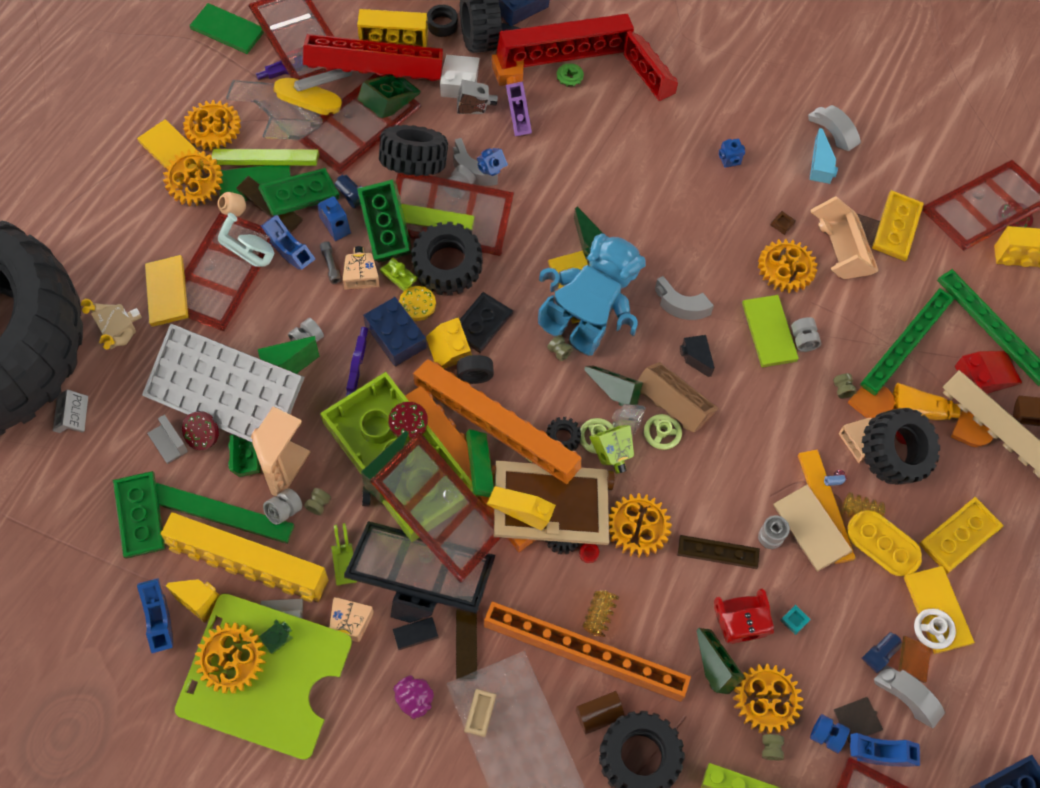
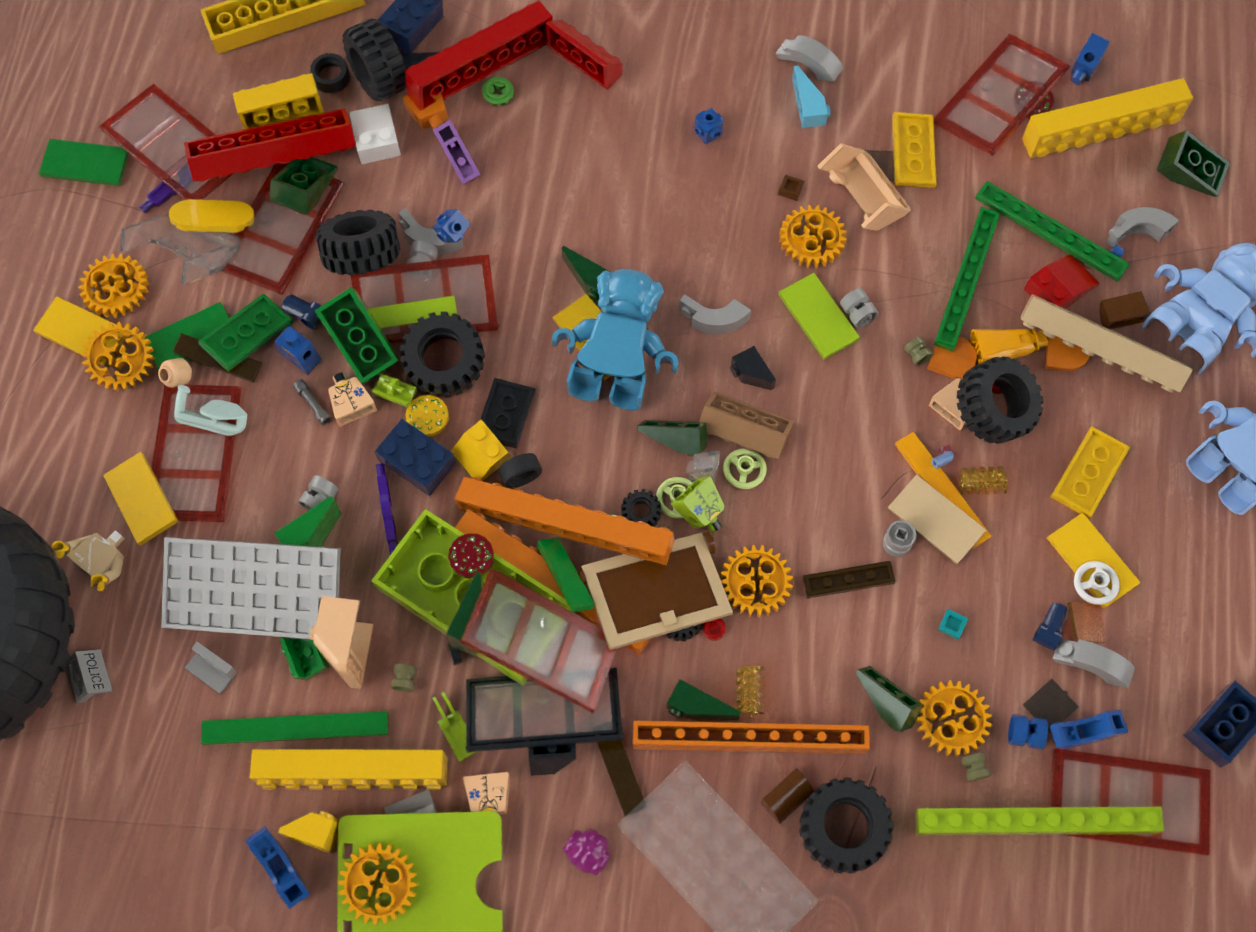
camera: 15 degrees left, 5 degrees up
(138, 514) = (213, 762): green tile -> none
(200, 430) = (243, 645): dark red tile -> none
(276, 636) = (418, 842): clear green bracket -> none
(282, 506) = (368, 697): light grey wheel -> none
(286, 245) = (258, 400): blue arch -> none
(294, 157) = (190, 303): lime tile -> none
(320, 79) = (217, 191): light grey axle -> none
(415, 633) = (563, 783): black tile -> none
(474, 98) = (401, 155): torso -> none
(480, 713) = (664, 843): tan tile -> none
(522, 506) = (629, 608): yellow slope -> none
(550, 608) = (695, 704): none -> dark green slope
(560, 348) = (602, 413): olive wheel -> none
(744, 617) = (900, 640): red piece -> none
(884, 543) = (1016, 510): yellow tile -> none

